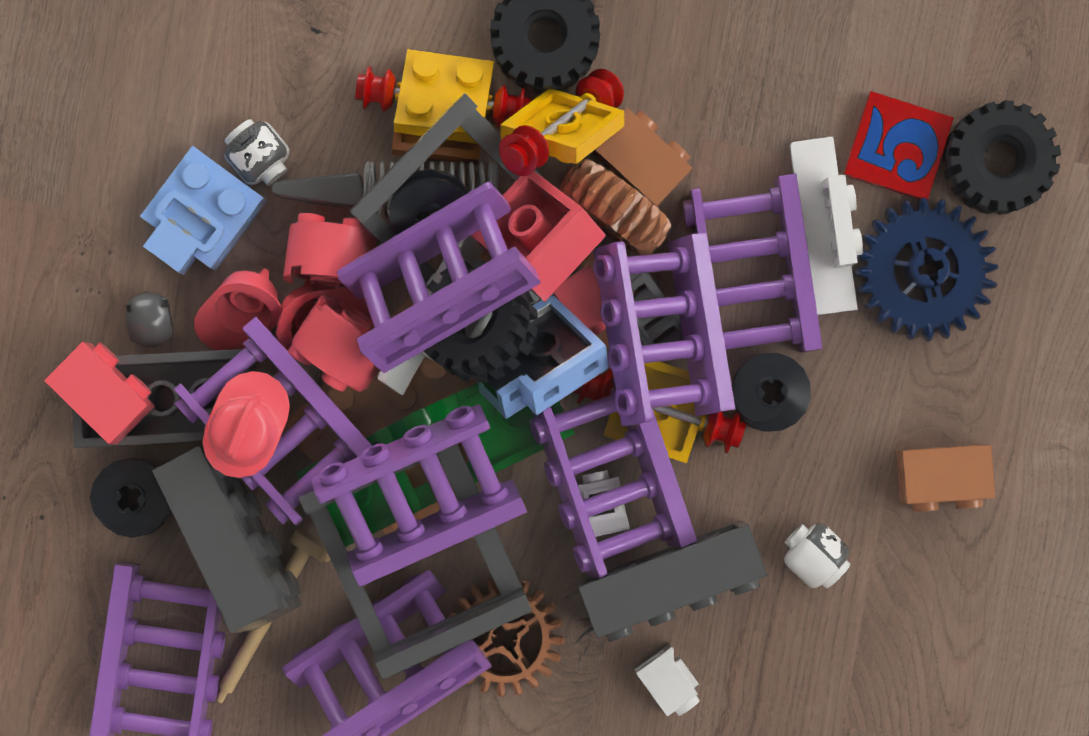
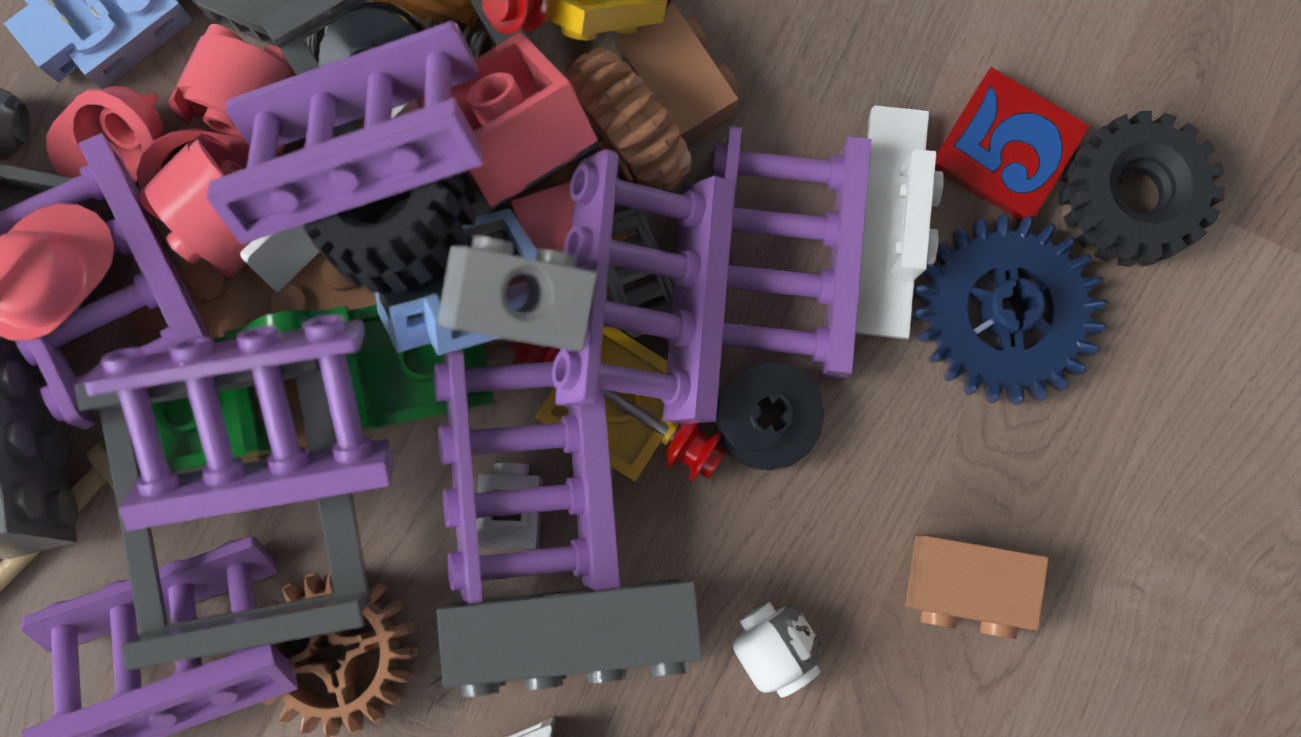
camera: 15 degrees right, 5 degrees down
(609, 371) = (477, 301): none -> light grey brick

